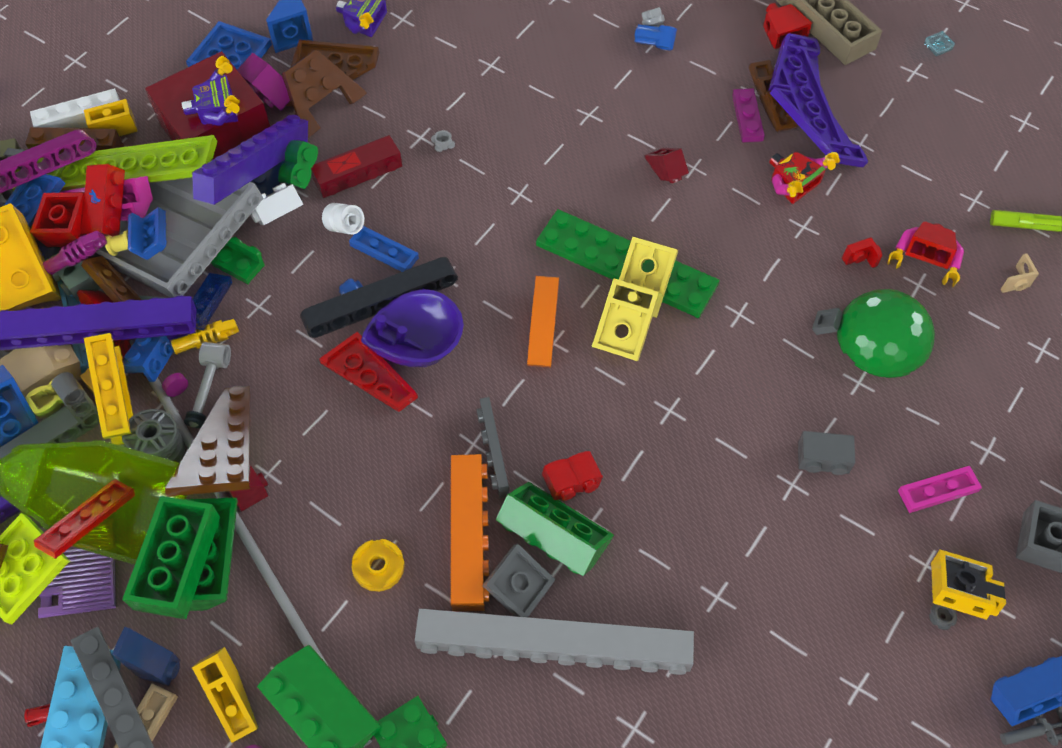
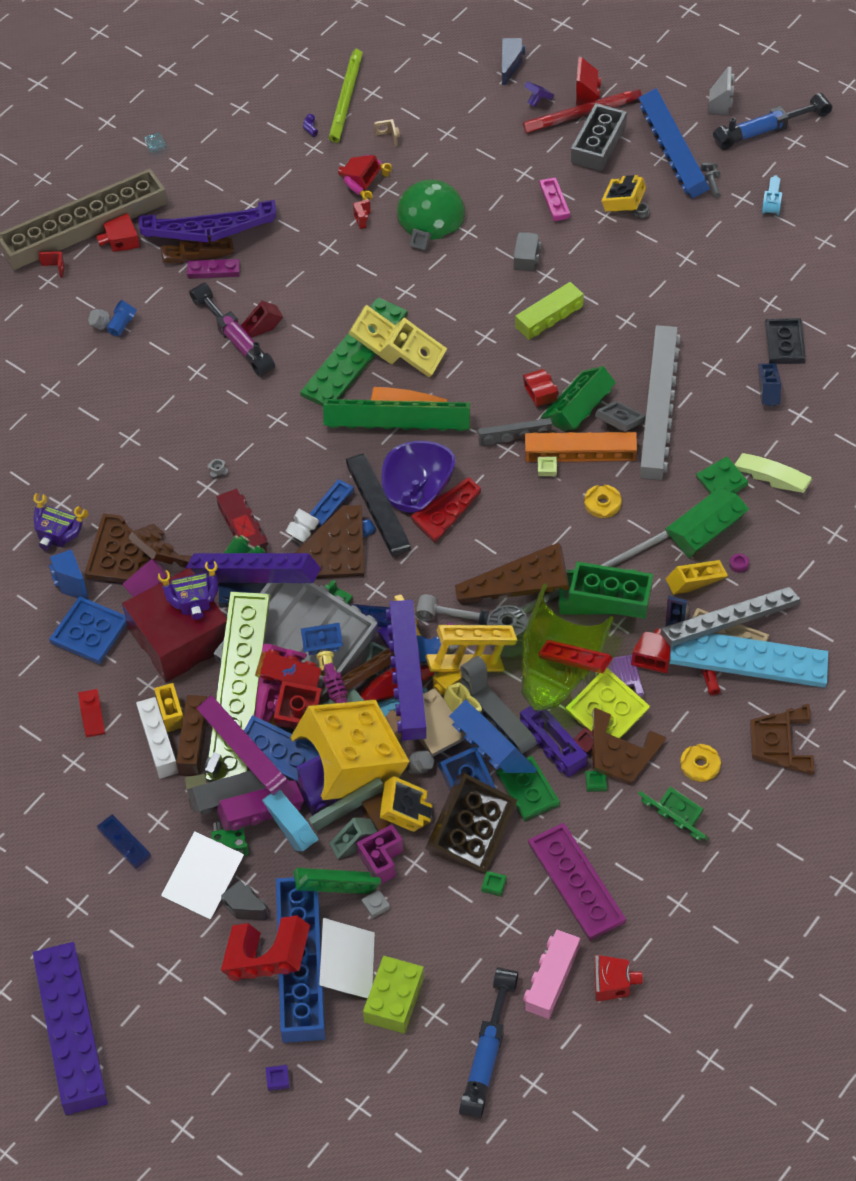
camera: 85 degrees left, 5 degrees down
(106, 617) = (652, 652): none -> red torso
(124, 62) = (91, 713): none -> red slope
(316, 256) = (338, 544): none -> reddish brown plate
(436, 489) = (547, 466): none -> yellowish green plate
(516, 309) = (396, 414): none -> green brick
(654, 133) = (230, 328): none -> black piece
(717, 486) = (549, 310): none -> lime brick
(799, 173) = (284, 241): torso -> none
(1011, 189) = (308, 125): none -> dark purple arm

